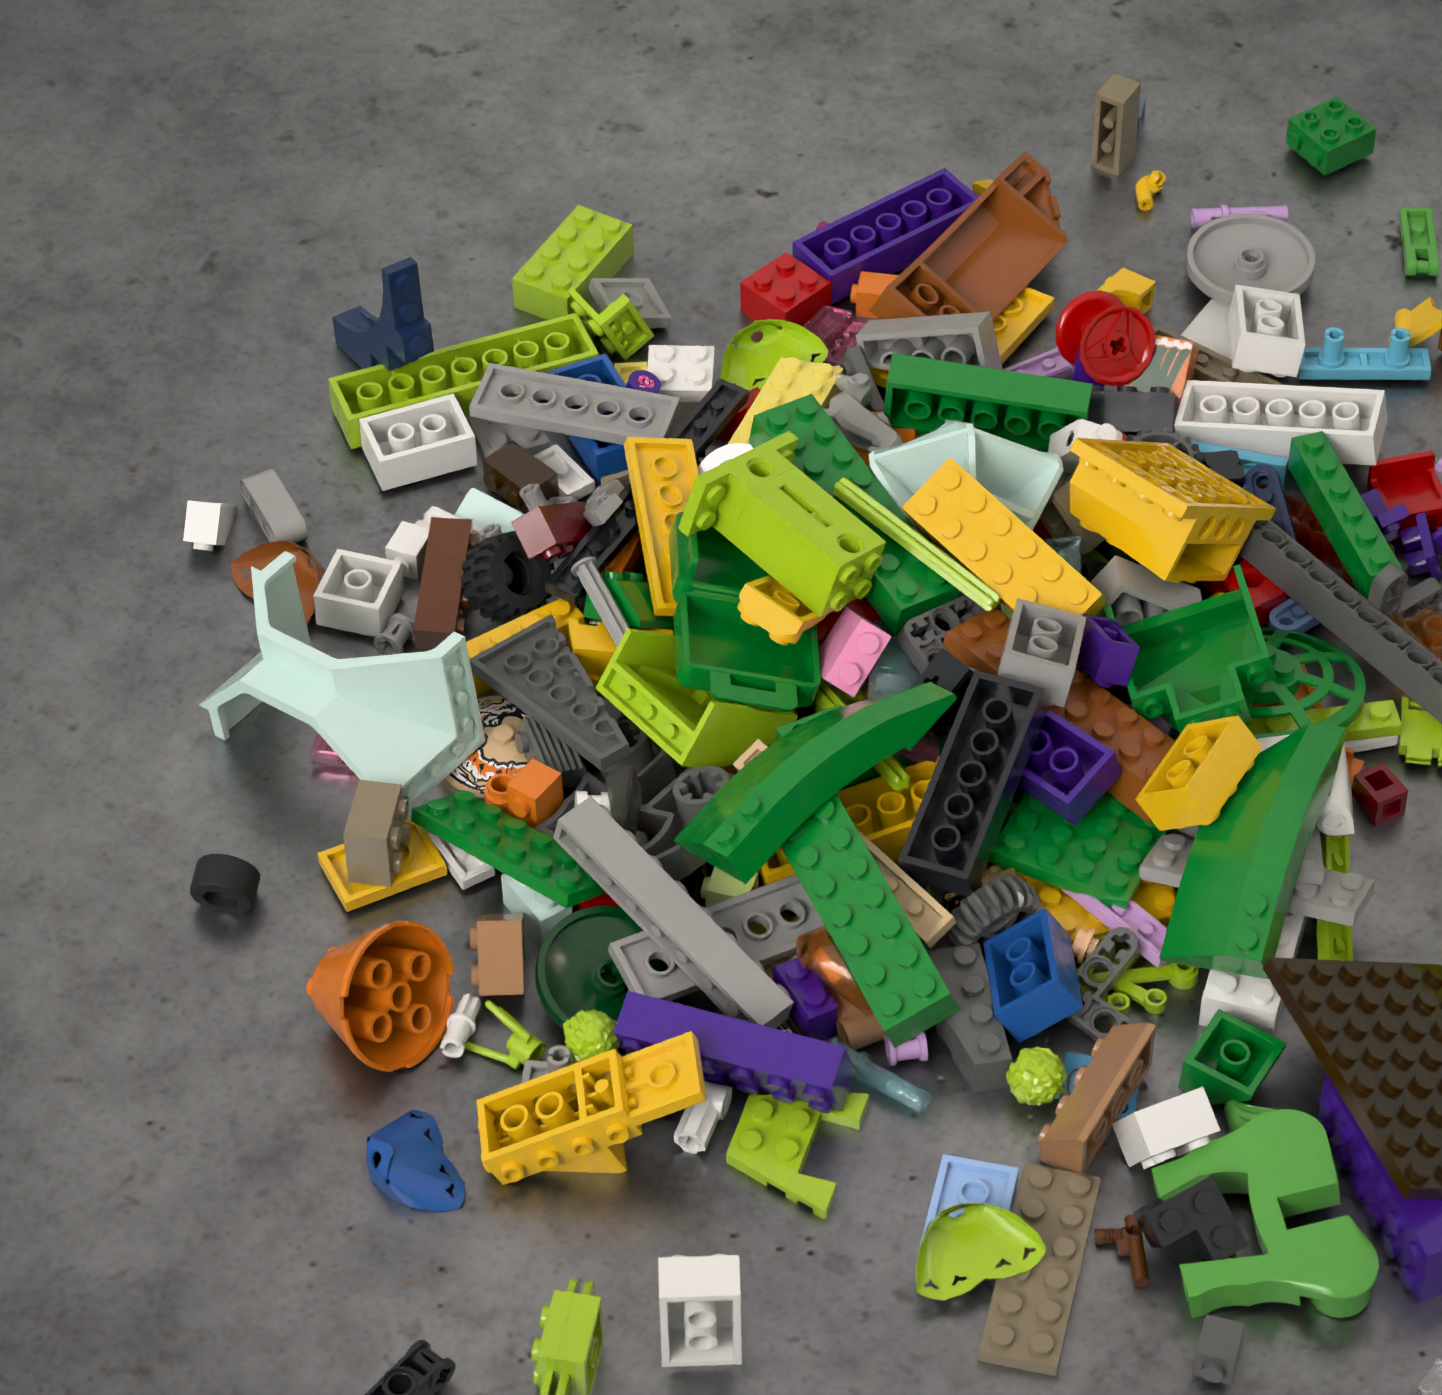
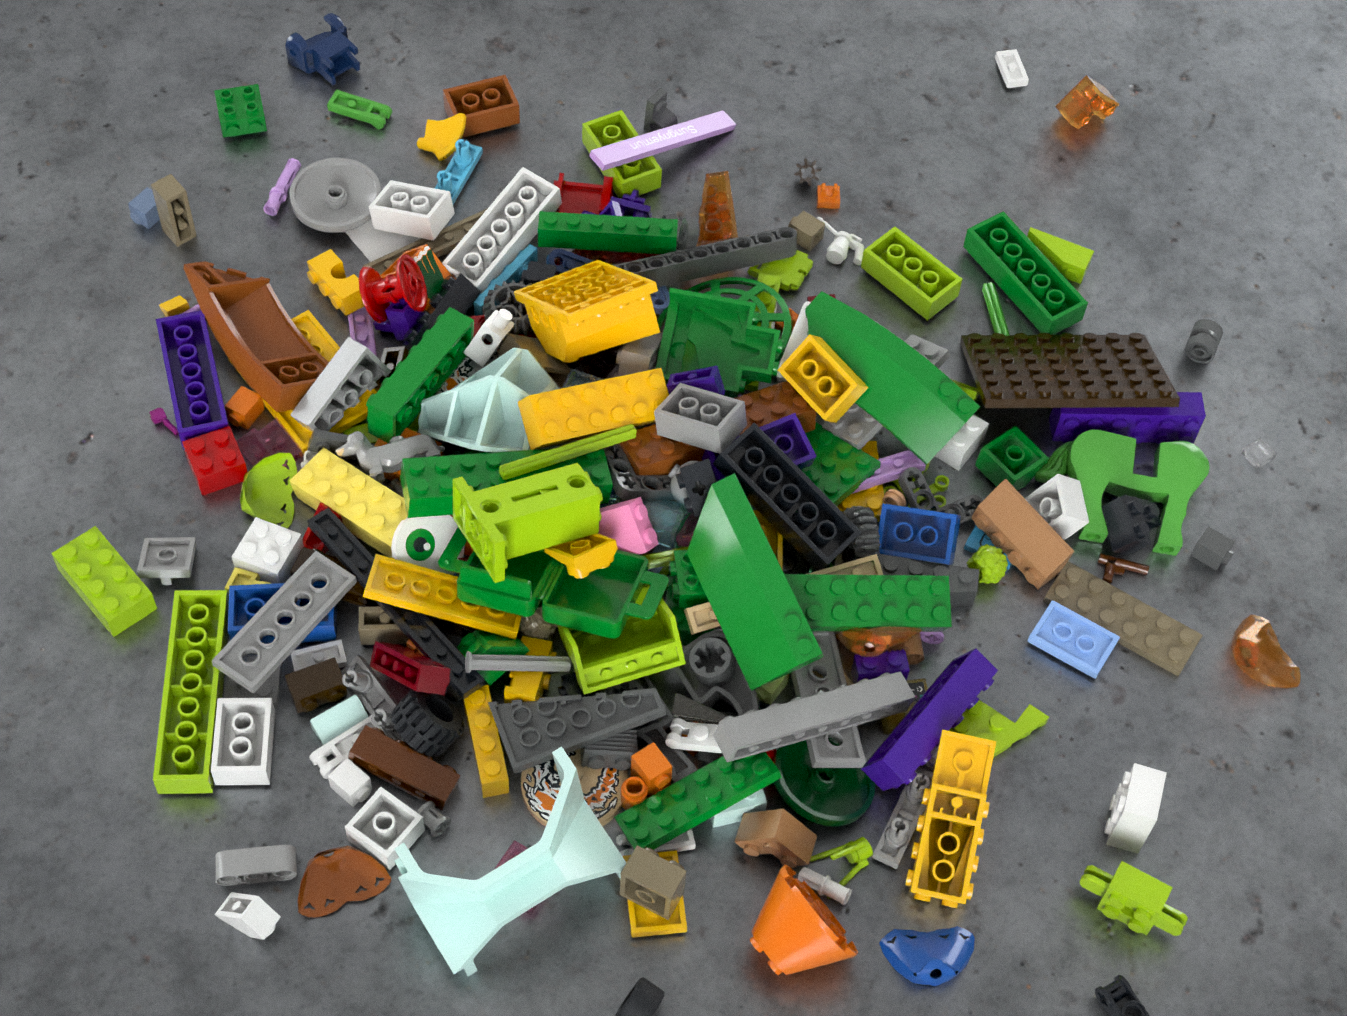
camera: 75 degrees left, 10 degrees up
(399, 332) = (146, 720): dark blue arch -> none
(589, 1035) = (886, 803): lime piece -> none
(603, 502) = (400, 634): light grey tile -> none
(618, 324) = (202, 575): lime bracket -> none
(644, 381) = (280, 571): dark purple tile -> none
(885, 1081) = (942, 657): clear light blue pin -> none
(973, 1248) = (1110, 647): lime piece -> none
(1147, 187) = (223, 224): yellow arm -> none

